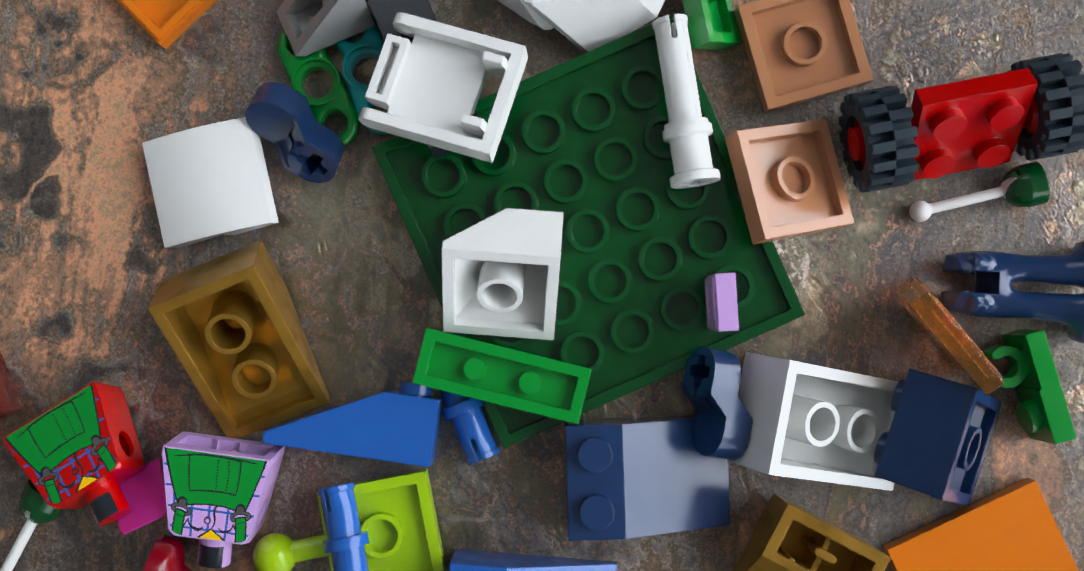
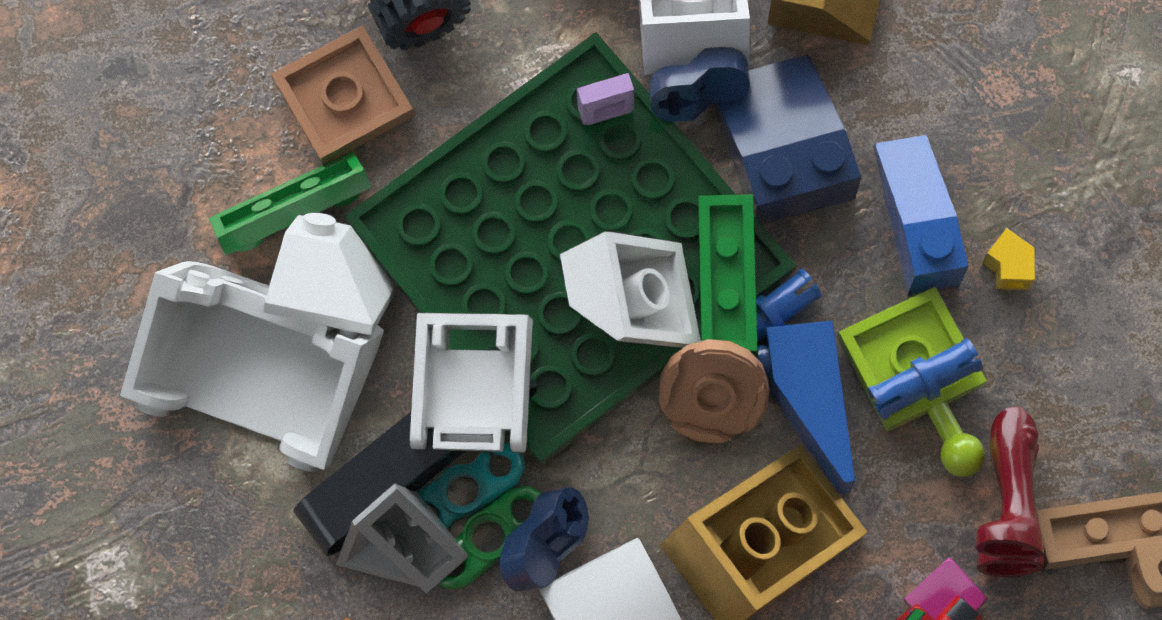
camera: 105 degrees left, 15 degrees down
(218, 491) = (914, 517): torso -> none
(392, 331) = (713, 391): none -> nougat tile
(686, 127) = (453, 169): white pin -> none
(789, 180) = (476, 73): nougat plate -> none

